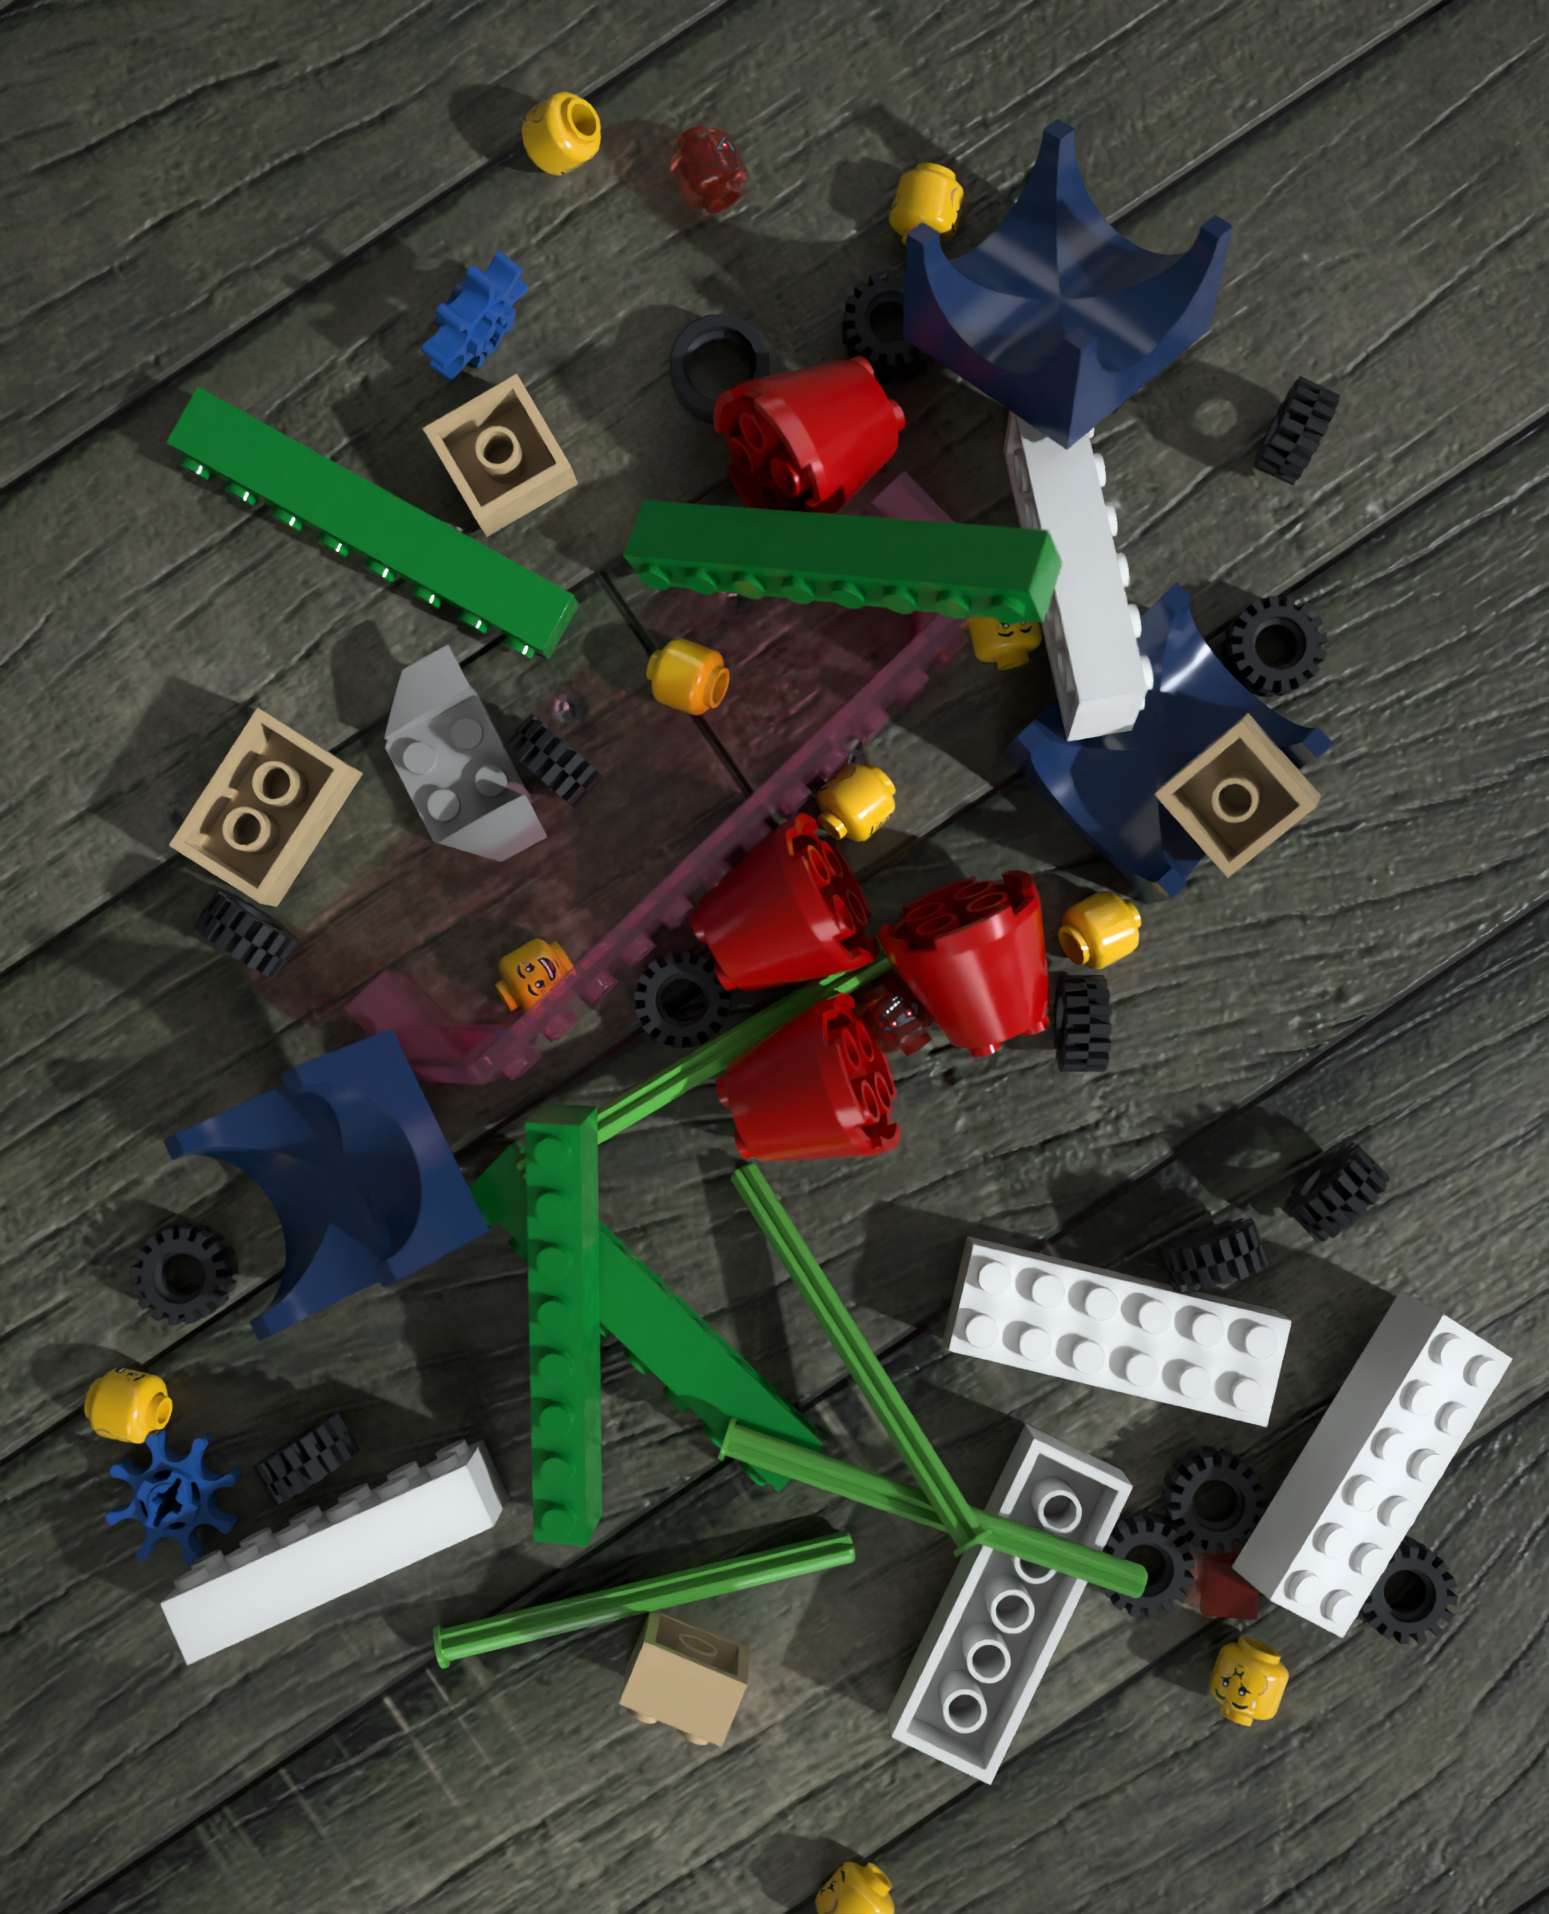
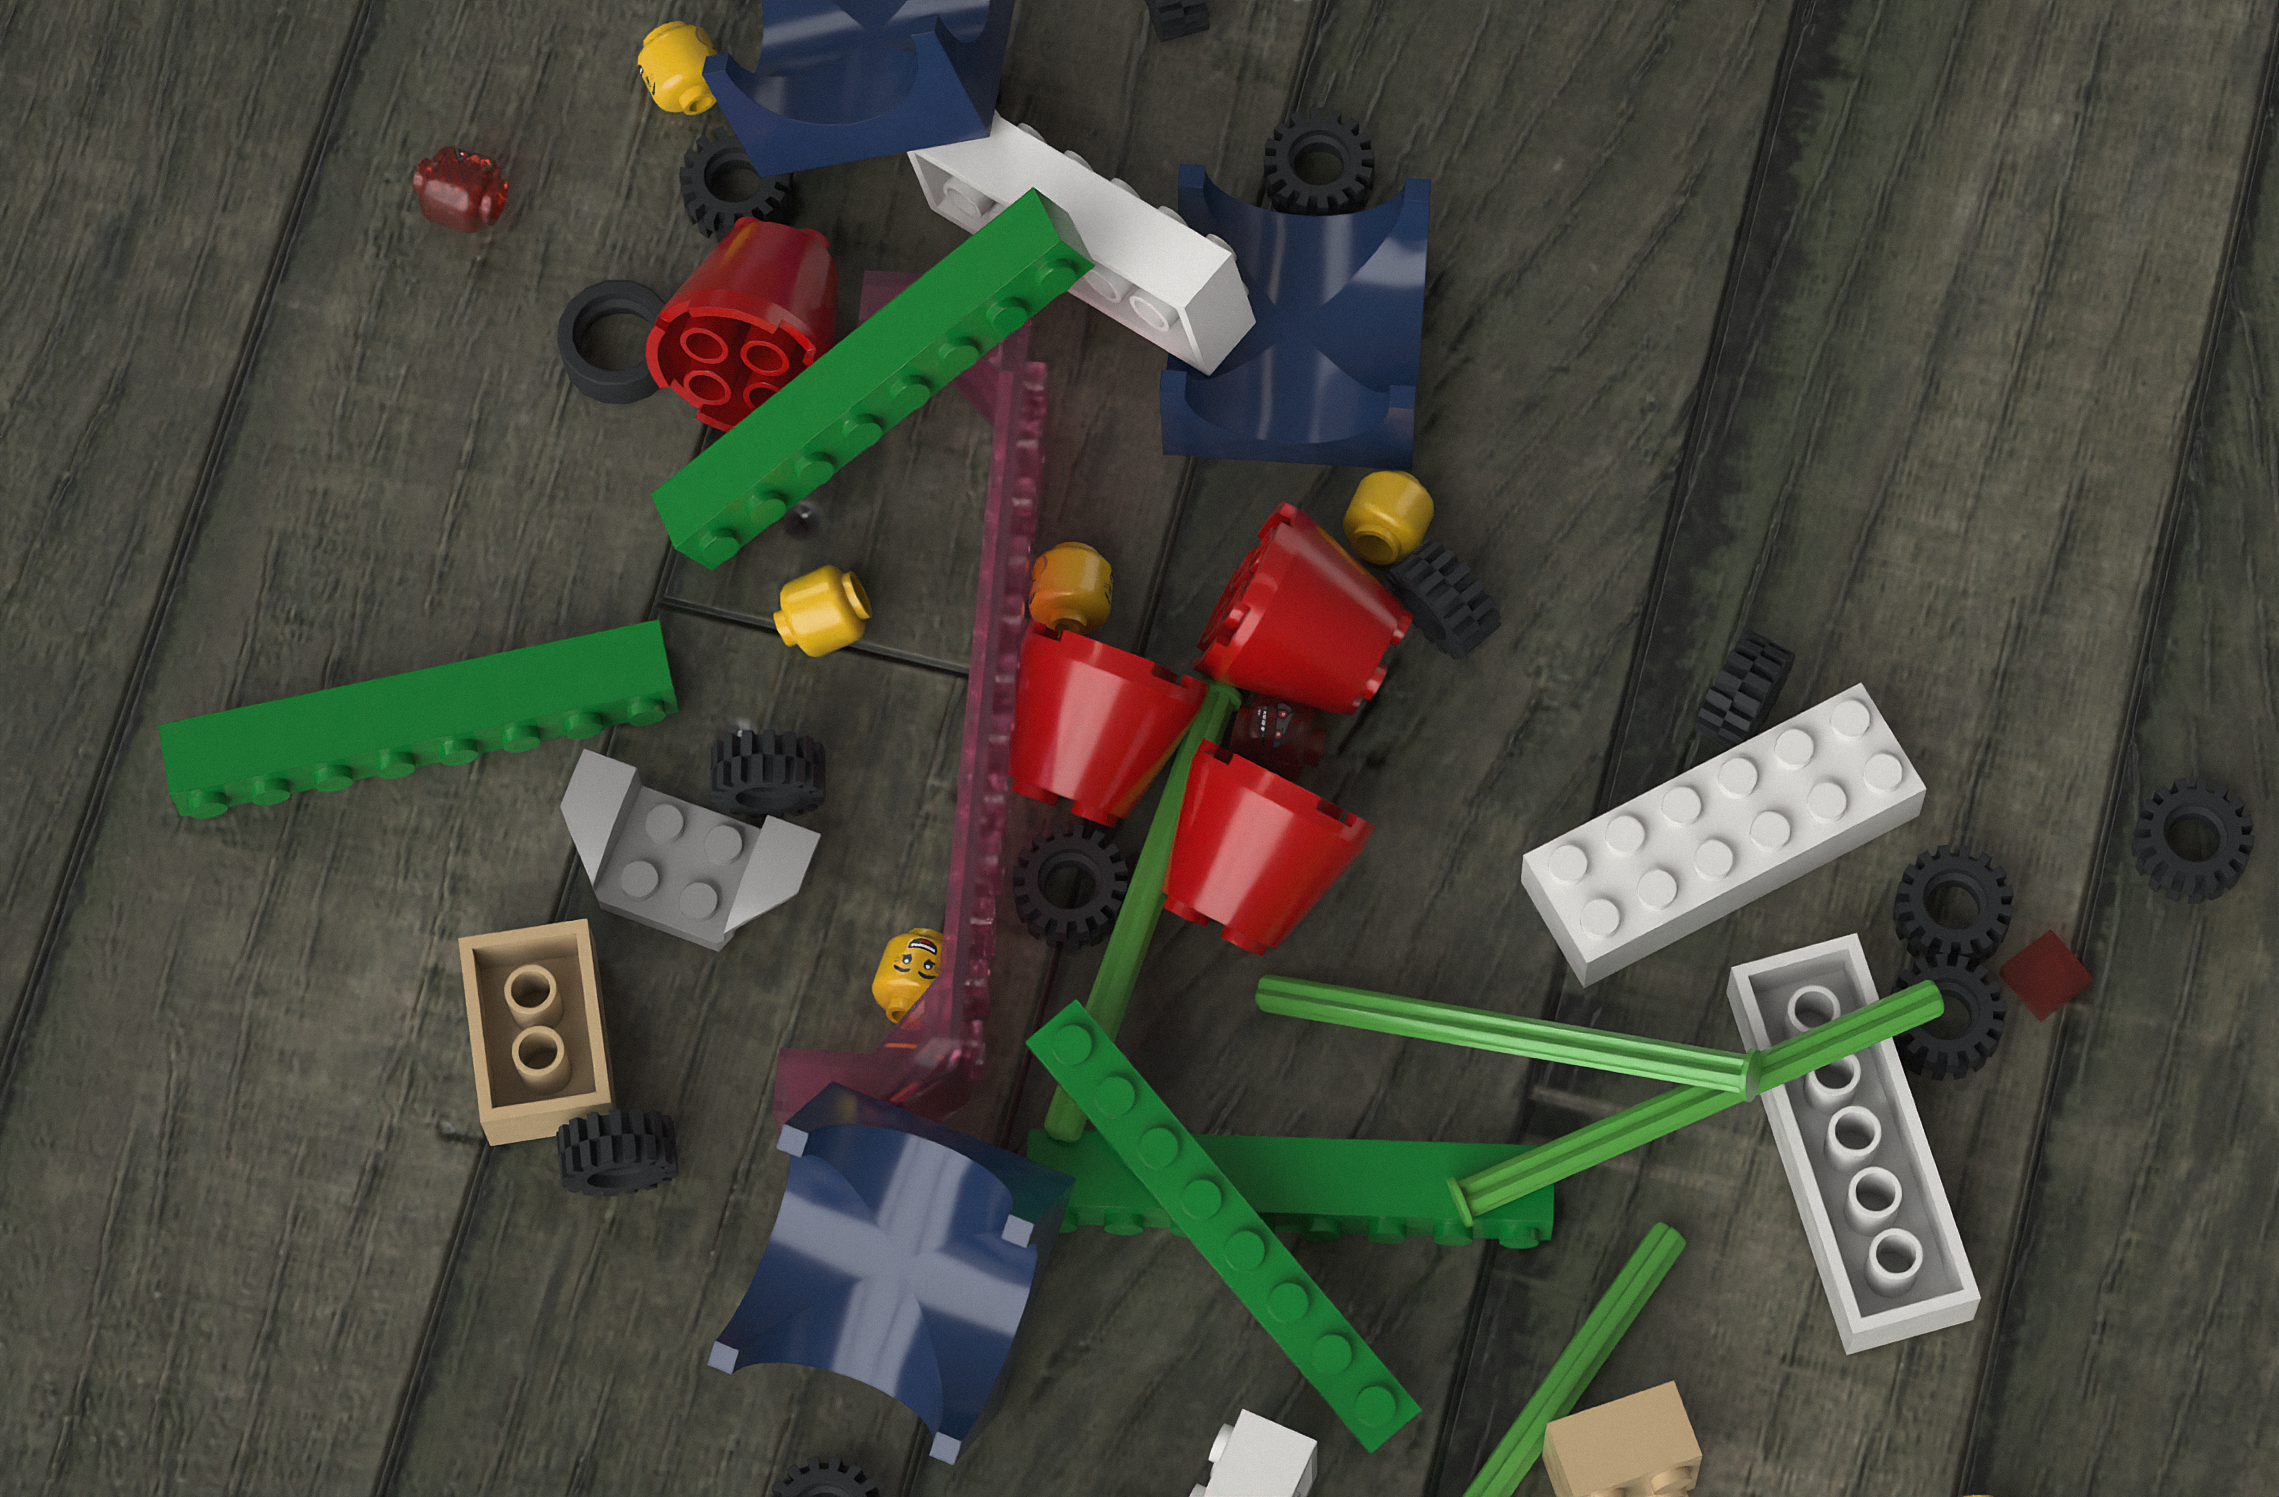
camera: 35 degrees left, 20 degrees down
(475, 317) = (365, 464): blue gear -> none
(501, 455) = (487, 562): tan brick -> none
(561, 133) = (303, 263): yellow head -> none
(1004, 642) = (1072, 343): yellow head -> none
(1238, 795) = (1393, 290): tan brick -> none
(1248, 1680) = (2132, 1030): yellow head -> none
(1337, 1192) = (1799, 550): black tyre -> none
(1371, 1464) = (2050, 747): white brick -> none

